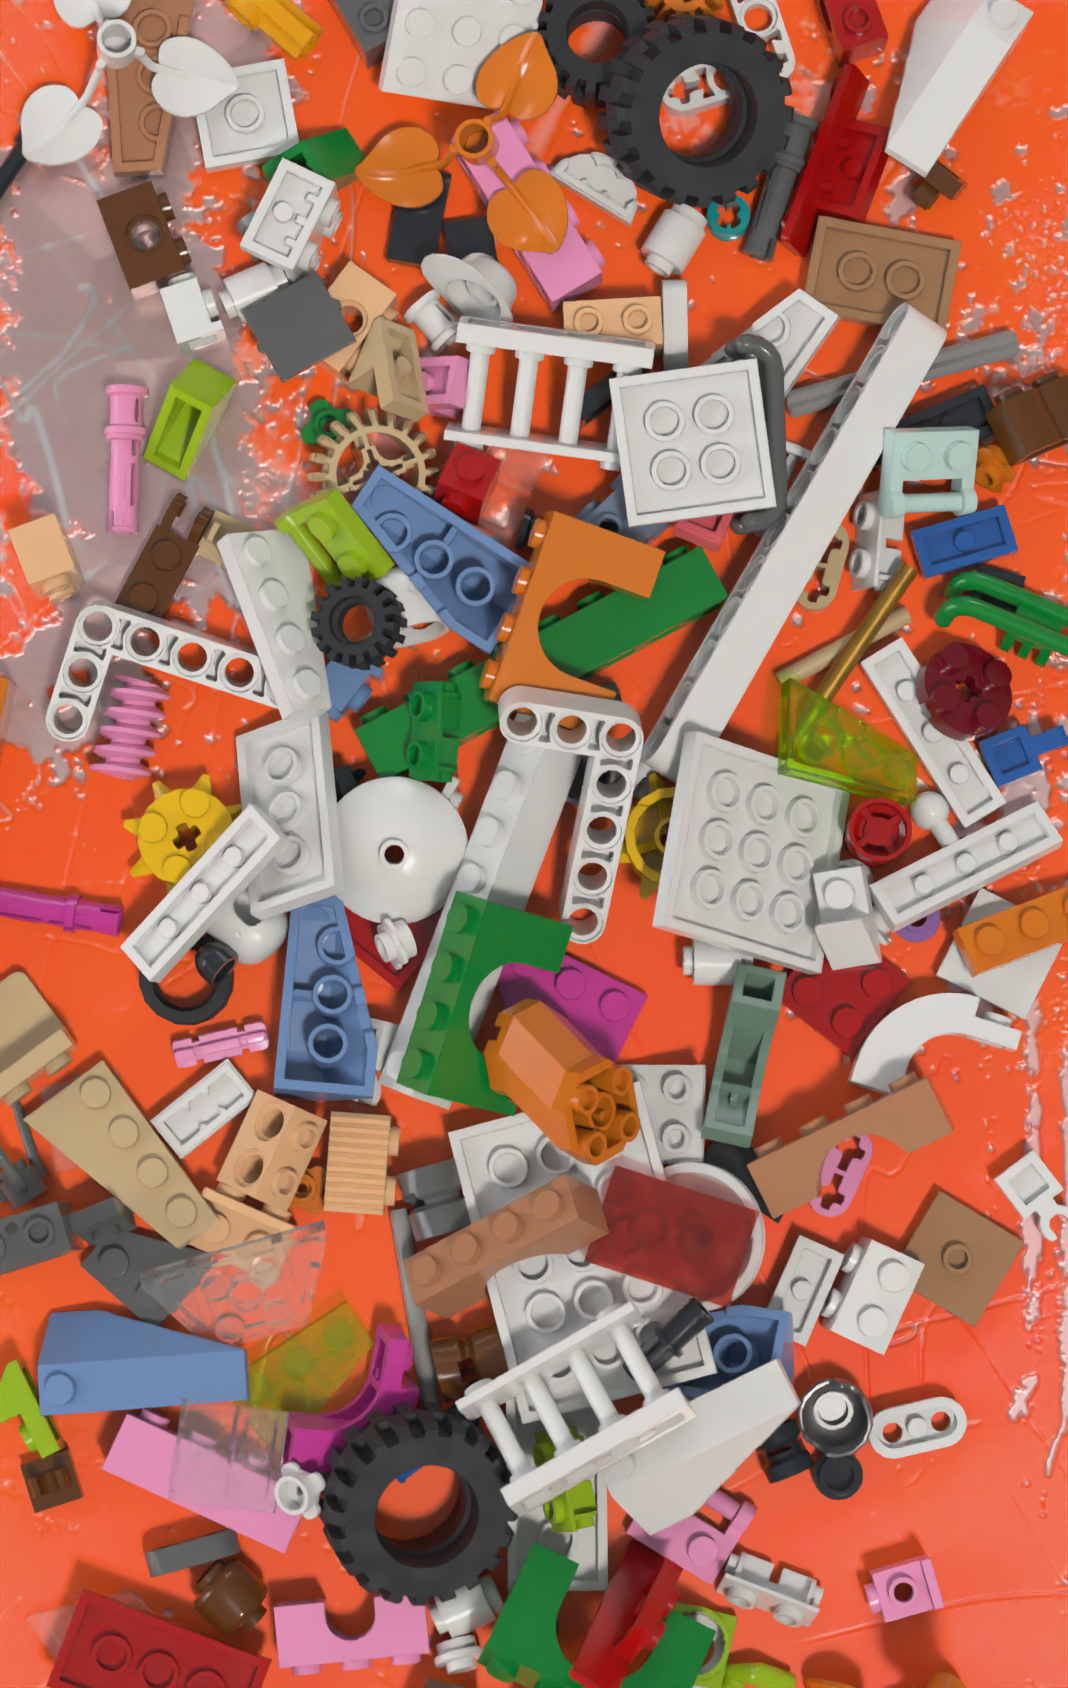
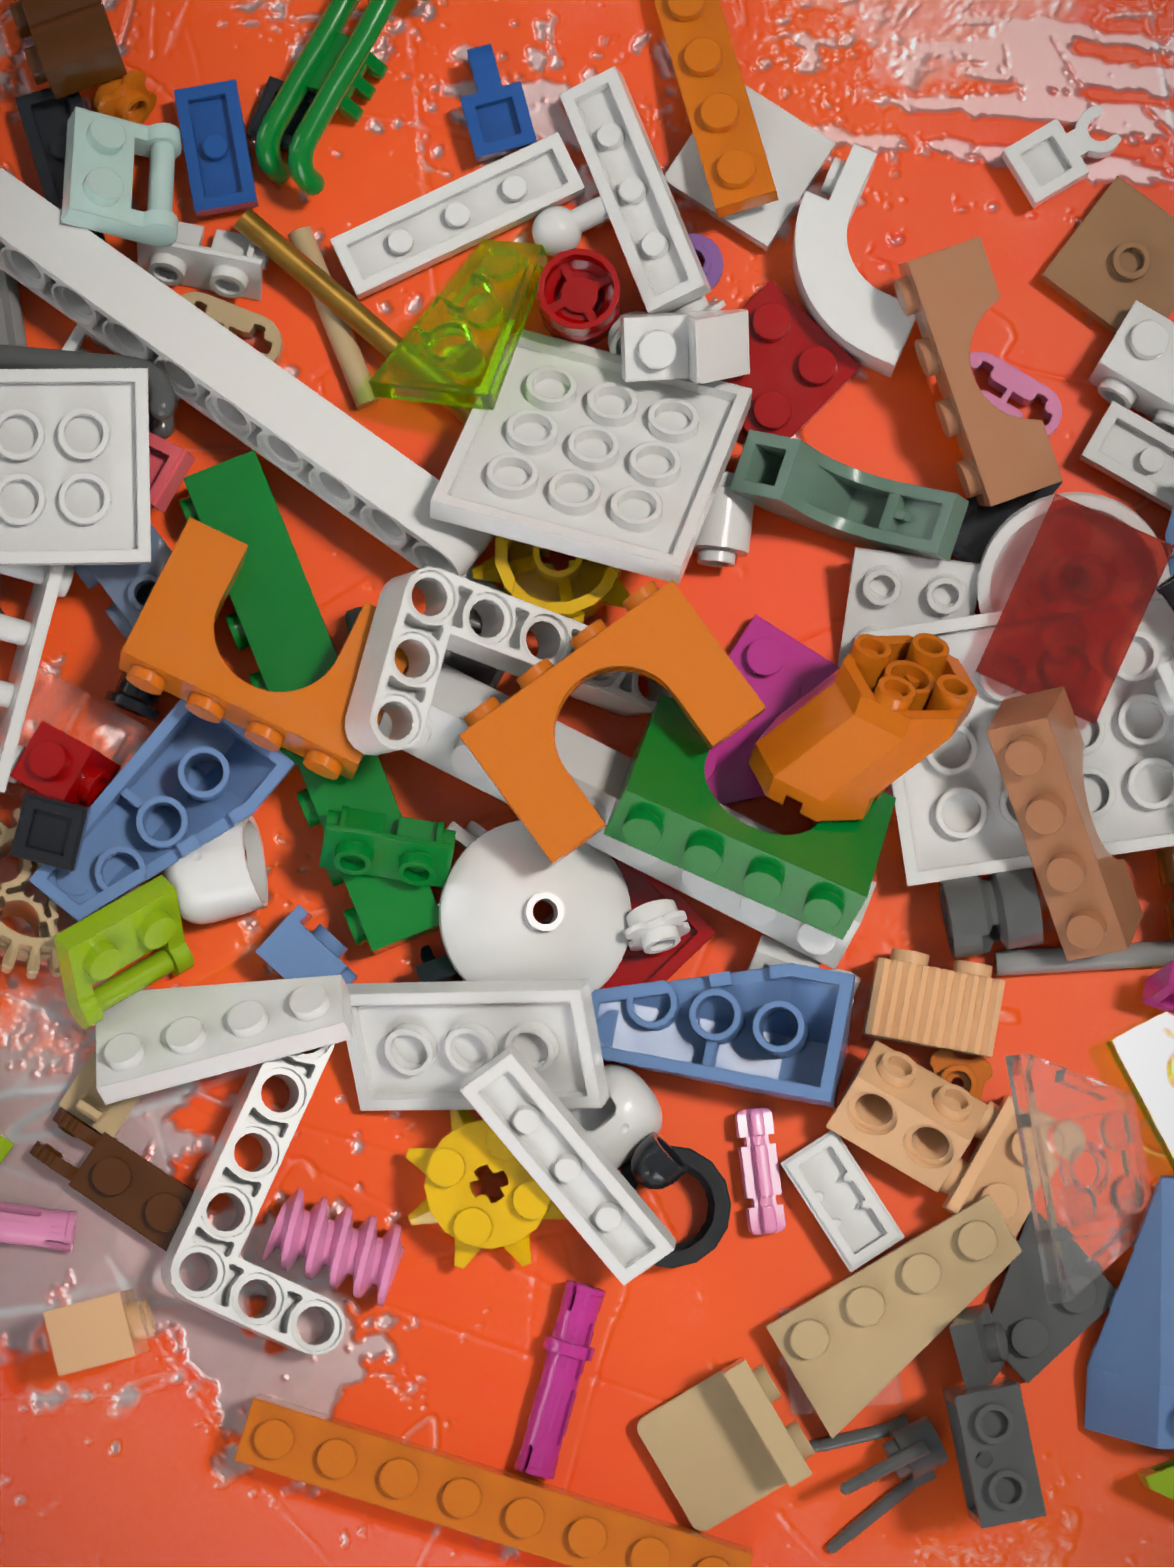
camera: 80 degrees left, 0 degrees up
(331, 618) = (217, 961): black tyre -> none
(416, 476) = (50, 831): none -> black tile
(521, 819) = (654, 639): none -> orange arch
(985, 678) = (406, 138): dark red plate -> none

